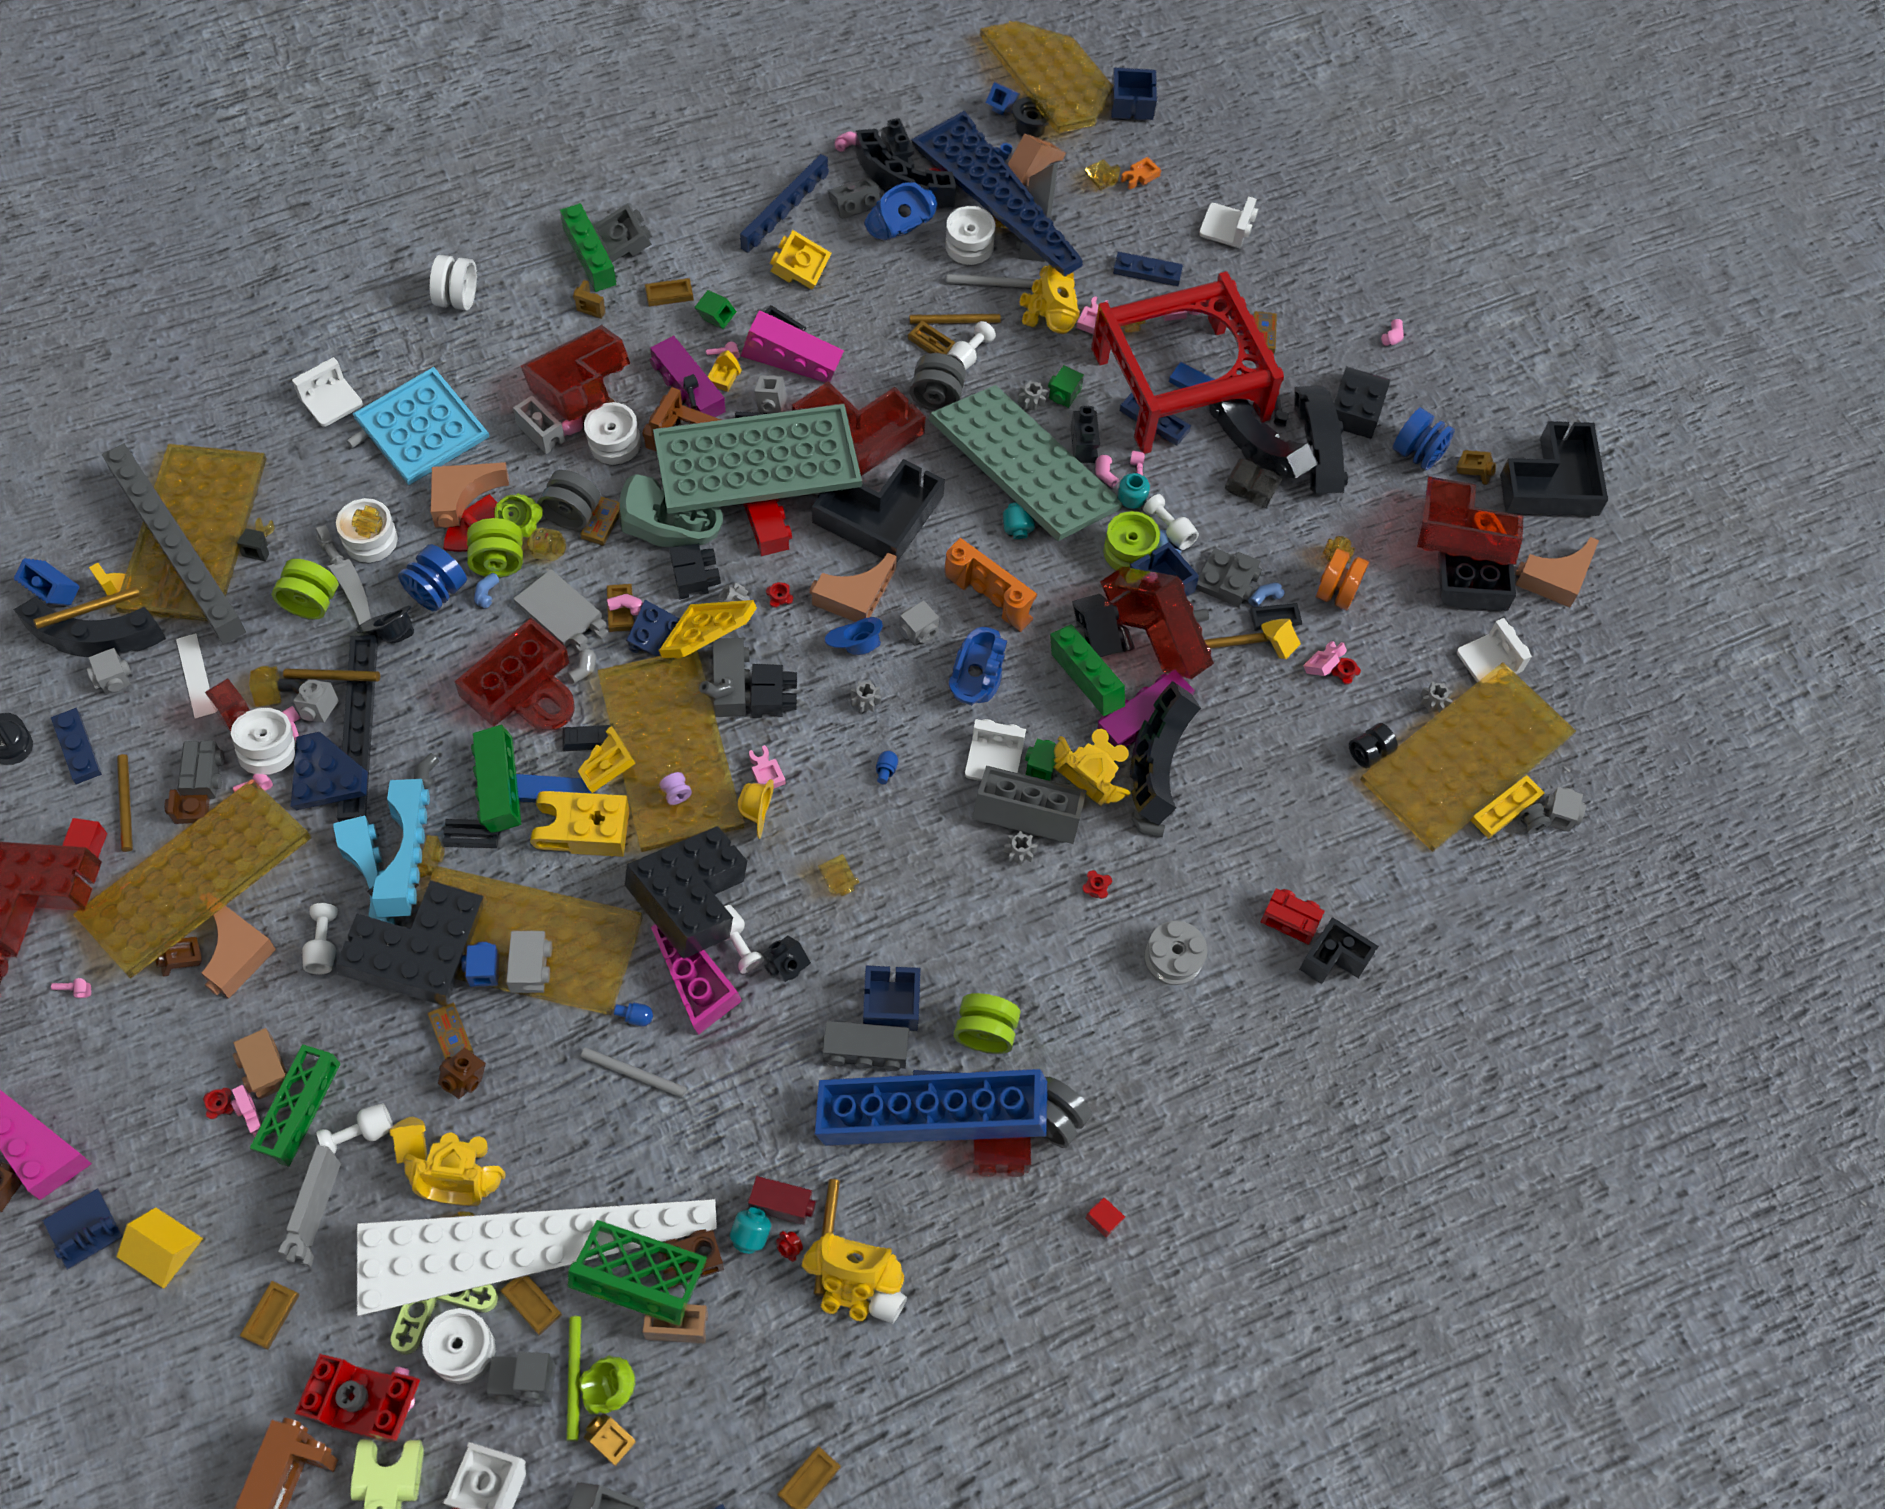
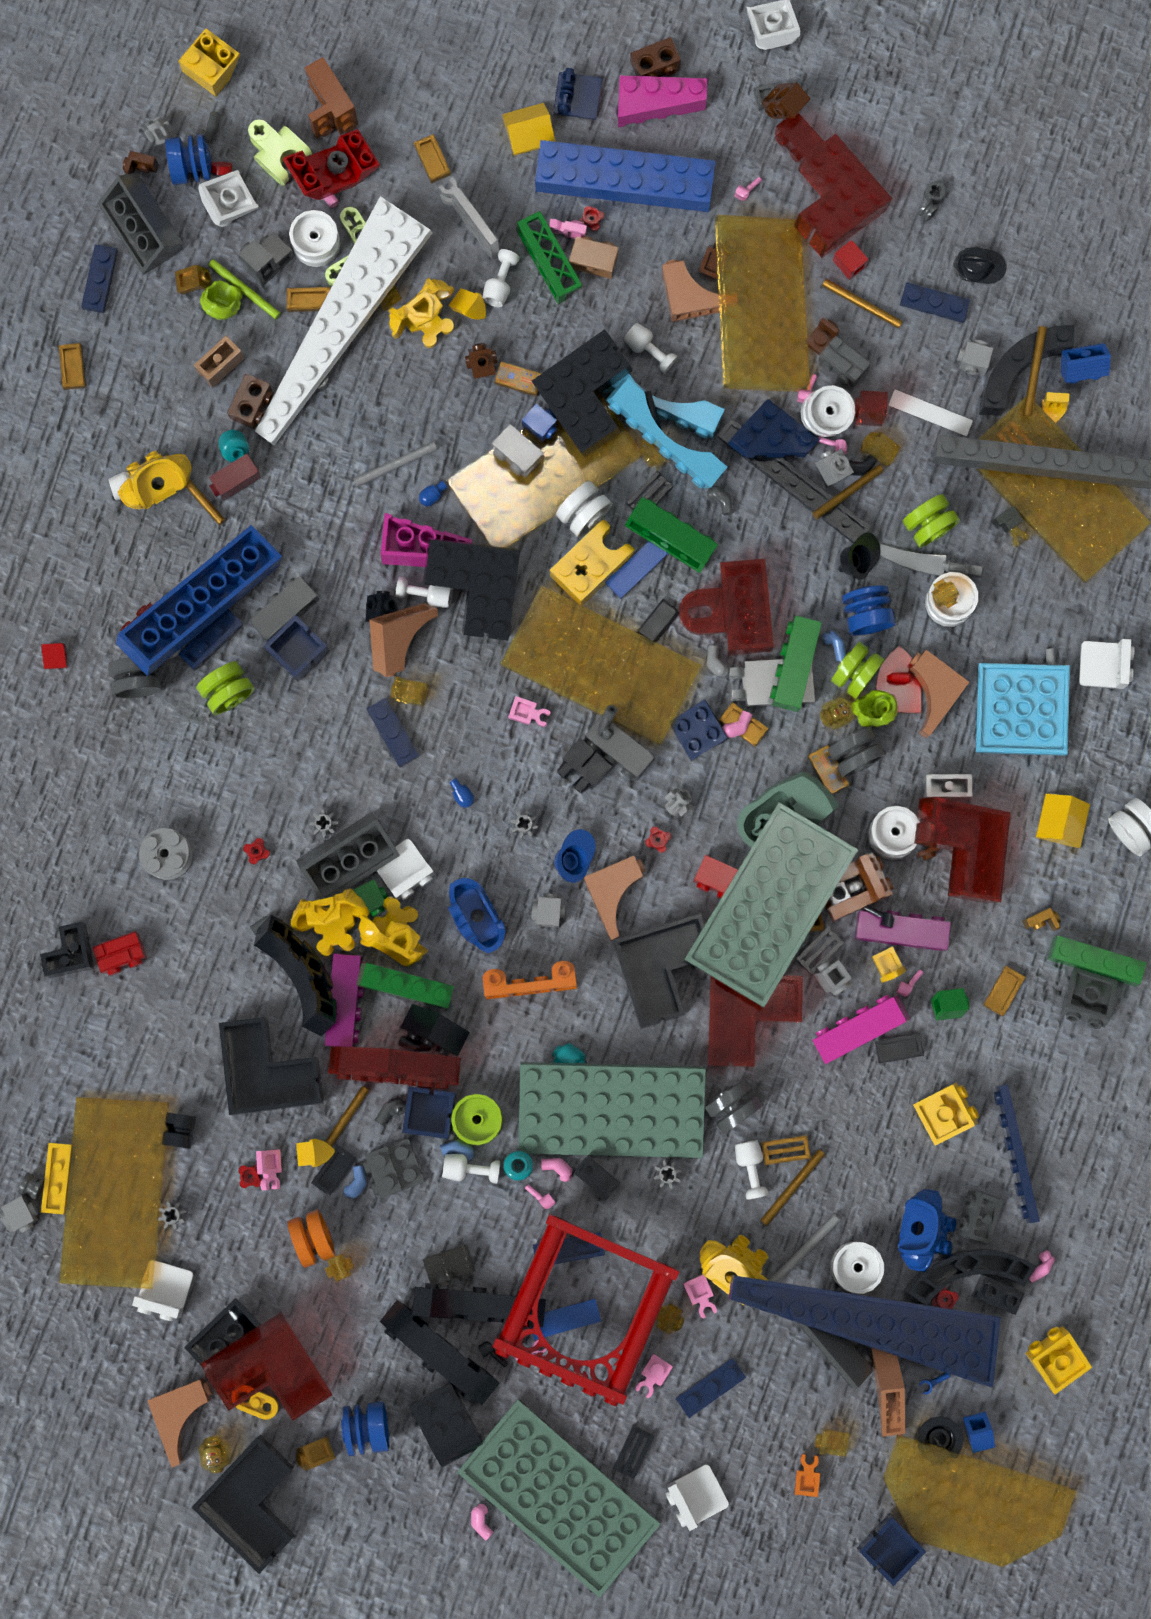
camera: 140 degrees right, 20 degrees up
(146, 1106) = (624, 176): none -> blue brick
(493, 343) = (1063, 820): none -> yellow slope
(530, 597) = (796, 663): none -> green brick
(535, 861) = (584, 509): none -> white wheel
(606, 762) = (621, 613): yellow wing -> none
(634, 1294) = (253, 340): green fence -> none
(675, 788) = (559, 636): lavender wheel -> none
(689, 569) = (718, 792): black hips -> none
(705, 624) = (668, 759): yellow plate -> none
(755, 802) = (507, 680): yellow piece -> none
(789, 1245) = (206, 462): red plate -> none
(798, 922) = (393, 634): none -> nougat arch
(887, 865) = (392, 732): none -> dark blue plate
(904, 92) = (1058, 1359): none -> yellow plate
(1062, 713) = (393, 934): none -> yellow piece
(1065, 386) = (654, 1206): green brick -> none
(1247, 276) = (642, 1433): none -> black tile
(1266, 324) = (572, 1418): pearl gold tile -> none
(1271, 715) = (256, 1081): none -> black piece
(1324, 301) = (558, 1498): none -> sand green plate
(1555, 526) = (214, 1454): none -> clear yellow head

